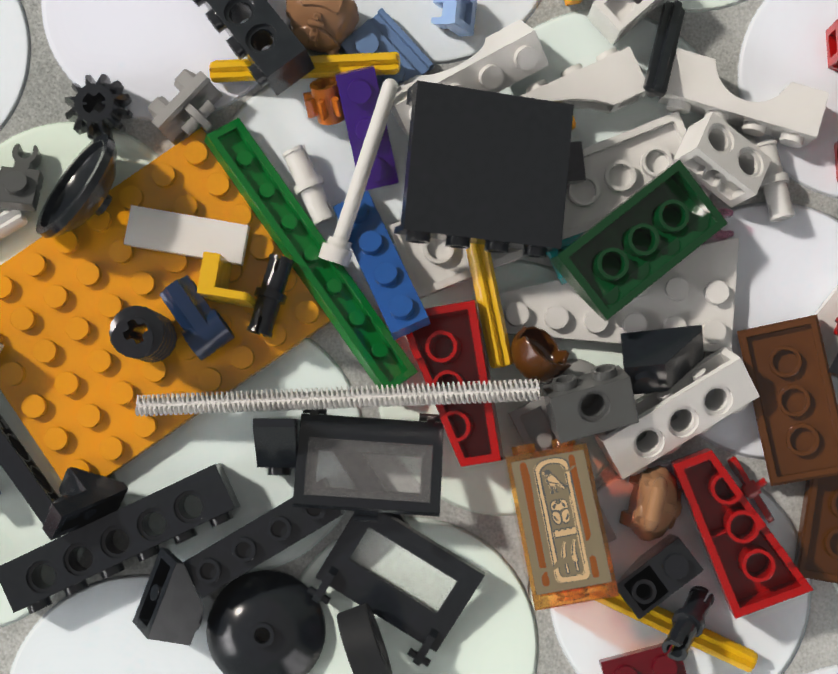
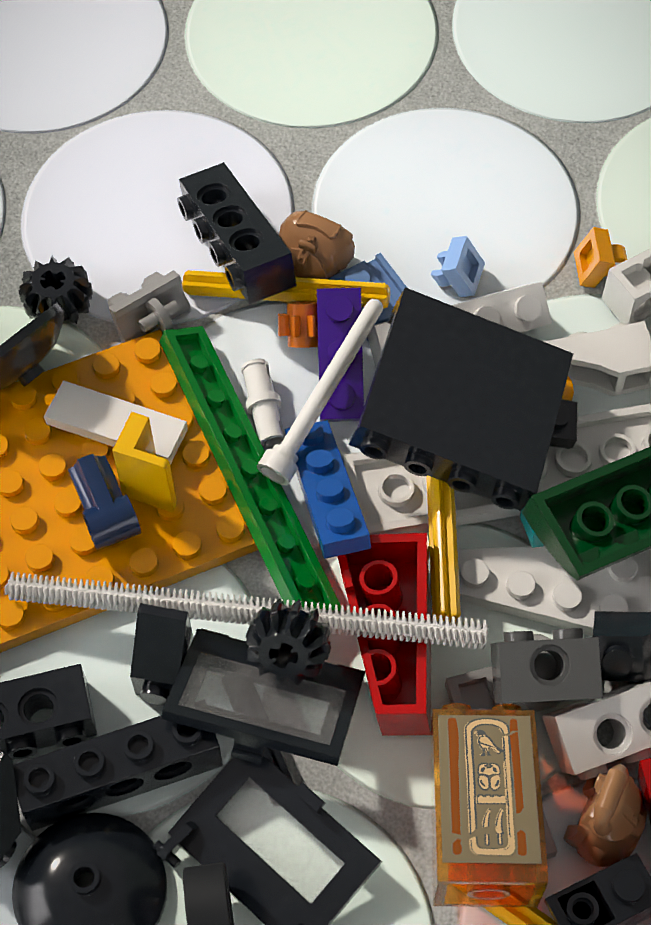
camera: 10 degrees right, 25 degrees down
(129, 328) = (39, 500): black piece -> none
(270, 295) = (192, 496): black pin -> none
(380, 426) = (288, 642): none -> black gear
(538, 355) = (488, 603): reddish brown hair -> none

